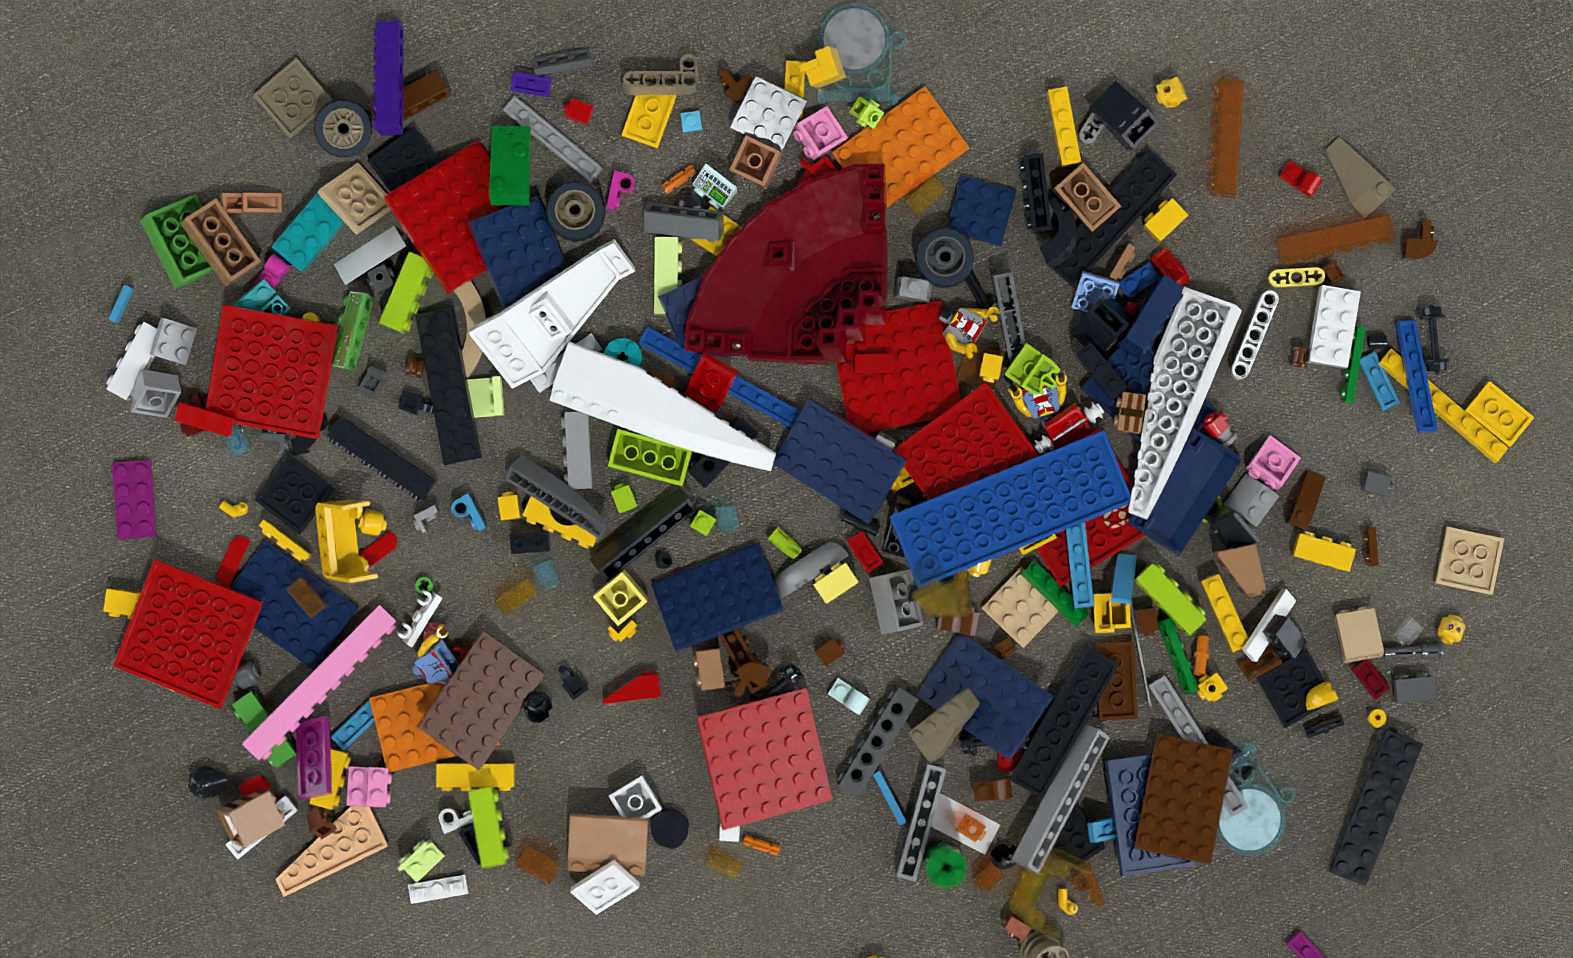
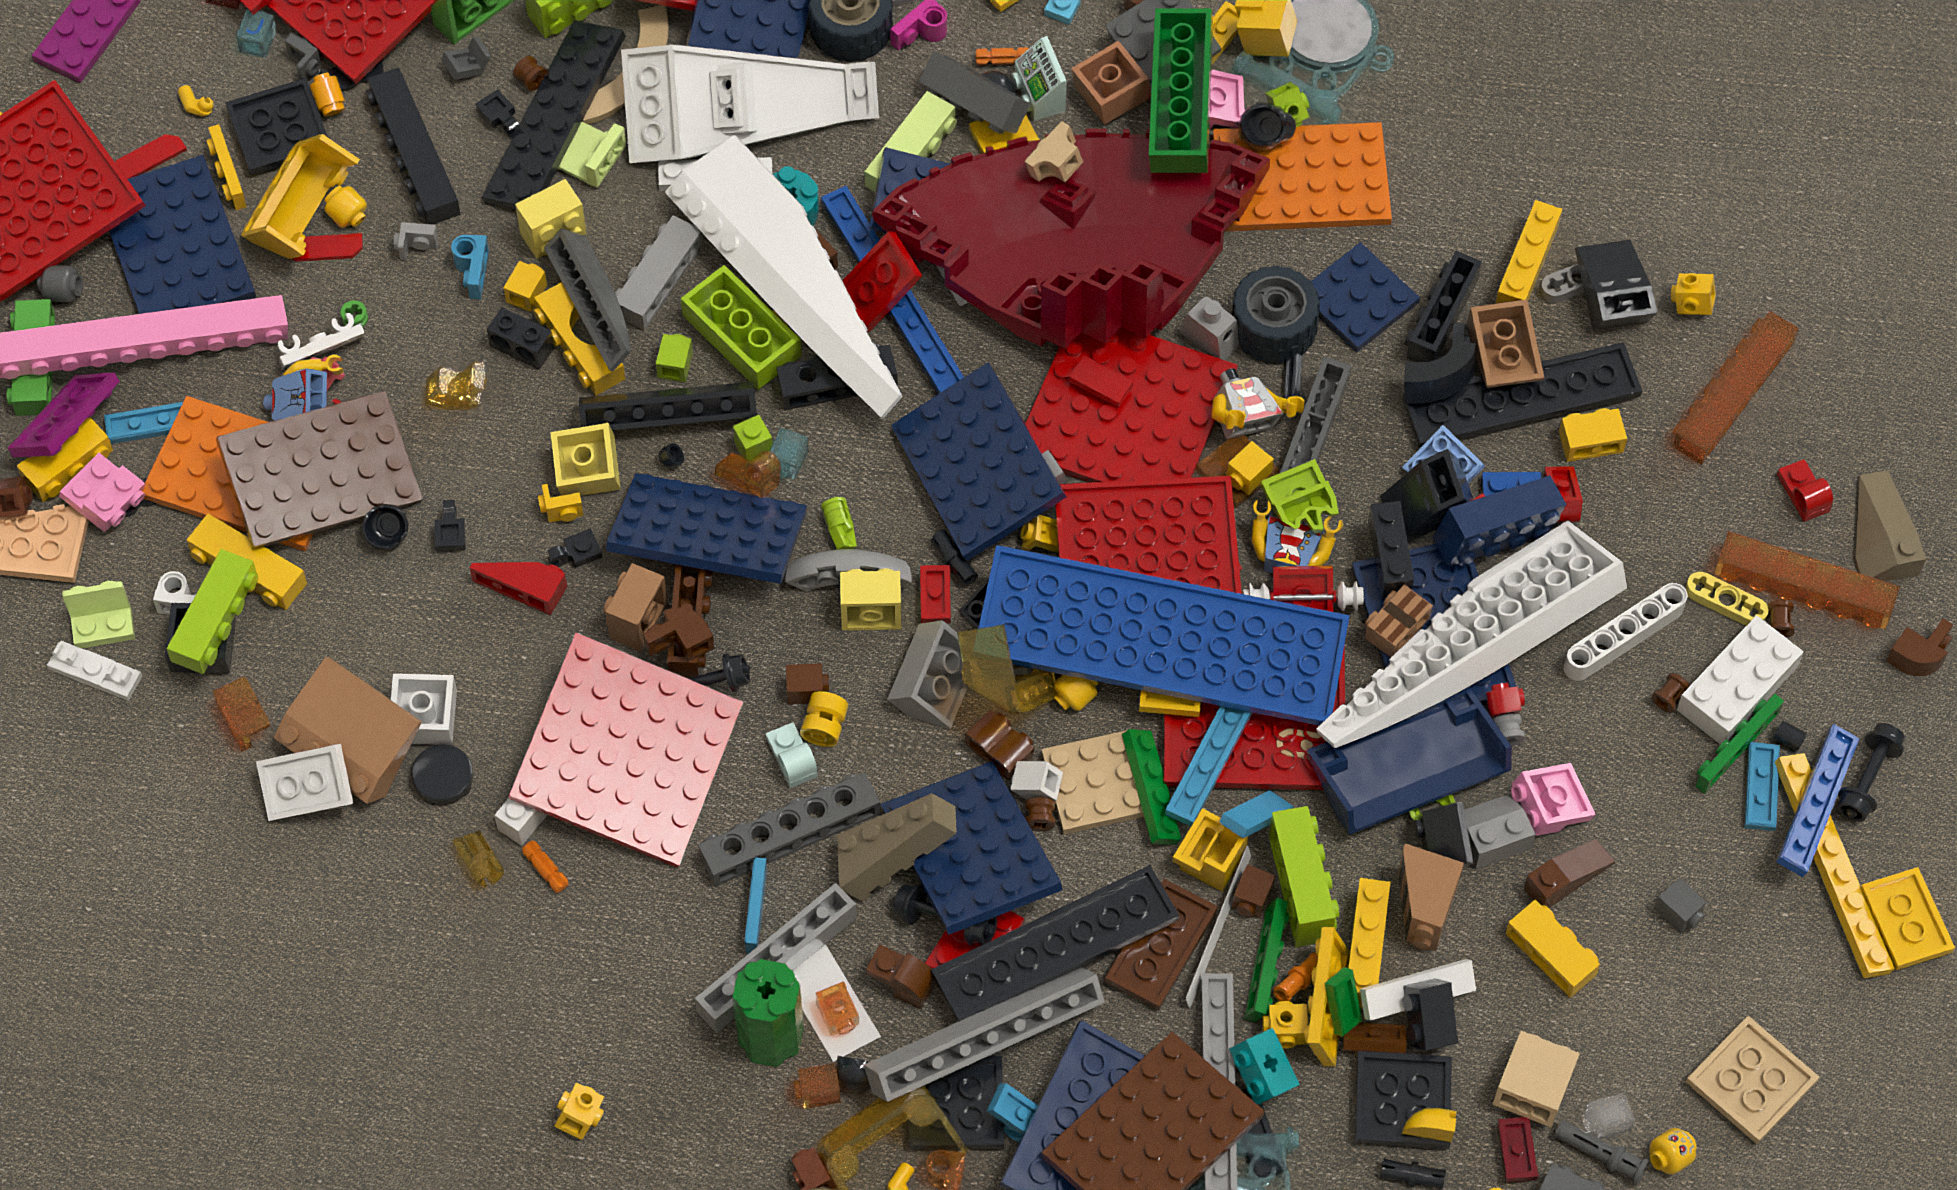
camera: 30 degrees right, 25 degrees down
(307, 597) = (201, 230): clear orange panel -> none
(309, 457) = (327, 94): none -> light orange brick
(497, 459) = (547, 213): none -> light yellow brick
(546, 574) = (513, 385): clear light blue brick -> none
(651, 647) = (578, 548): none -> black plate
(715, 546) = (757, 476): none -> clear orange plate
(760, 238) = (1055, 155): none -> tan brick
(807, 152) = (1181, 90): none -> green brick
(853, 660) = (824, 719): none -> yellow wheel
(864, 138) = (1265, 126): none -> black hair
(925, 196) = (1298, 237): clear yellow piece -> none
(993, 632) = (1036, 780): none -> white brick
(1127, 256) = (1510, 447): medium nougat plate -> none
(1215, 721) = (1264, 1066): none -> teal brick
(1227, 666) = (1320, 1034): none -> yellow plate
(1236, 661) = (1343, 1001): none -> green tile
(1370, 538) = (1628, 968): reddish brown plate -> none

